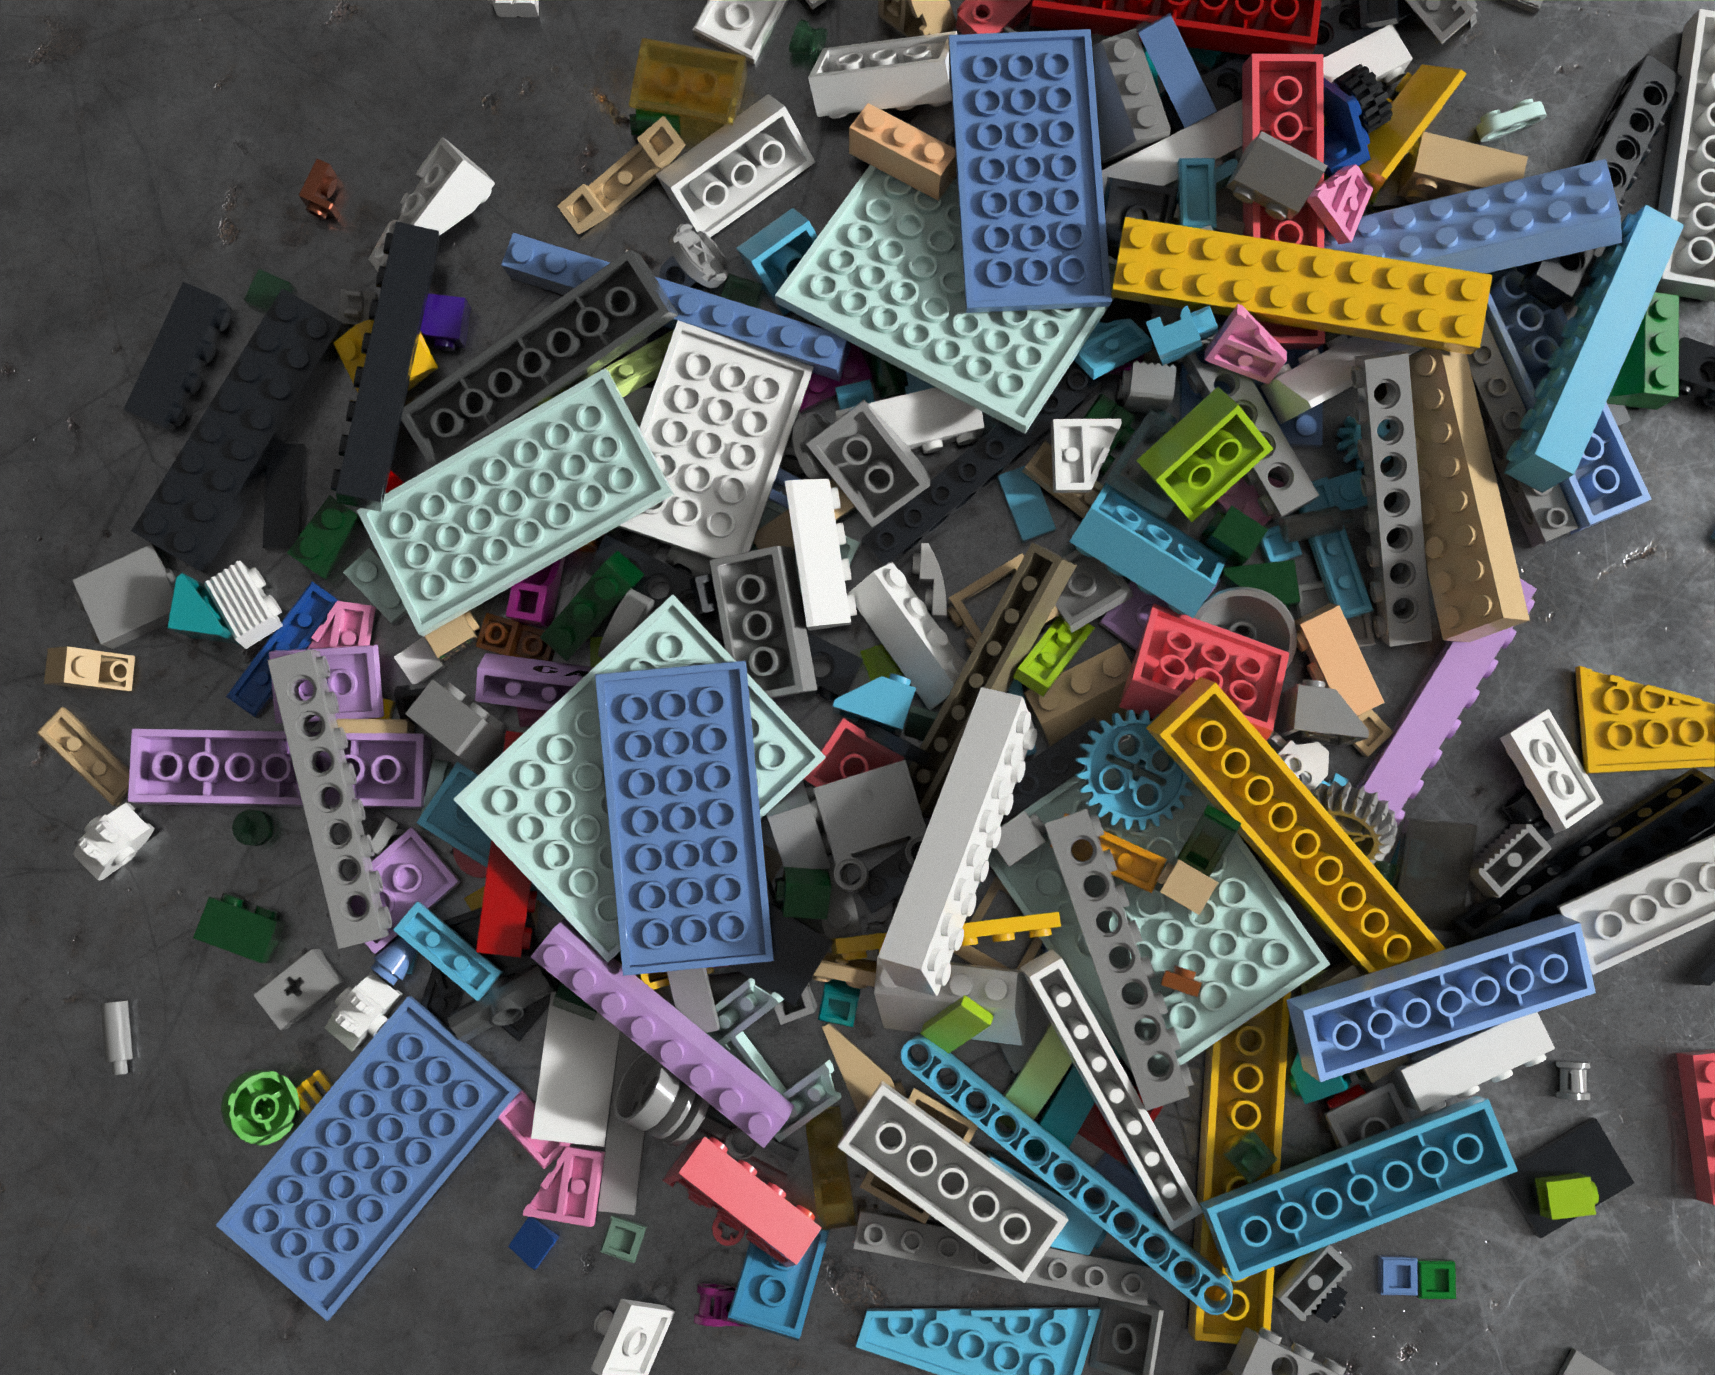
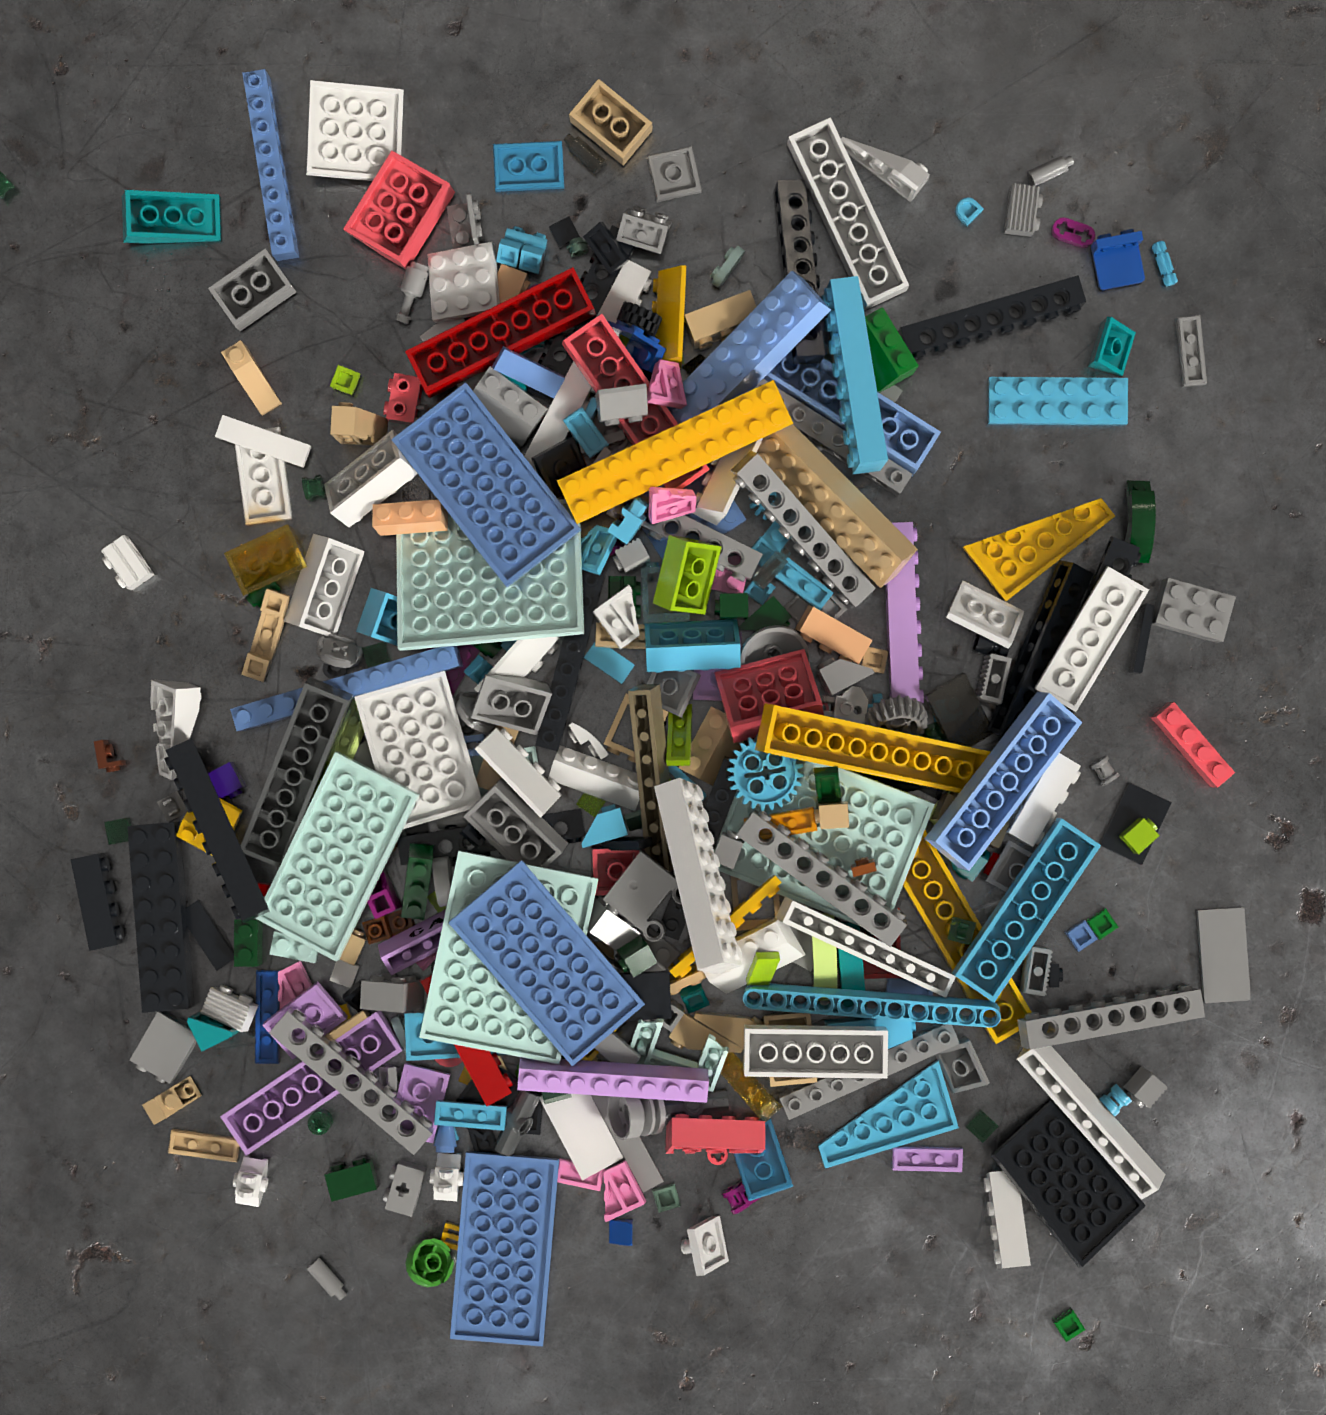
camera: 30 degrees left, 5 degrees up
(807, 1049) = (693, 1035): none -> tan slope

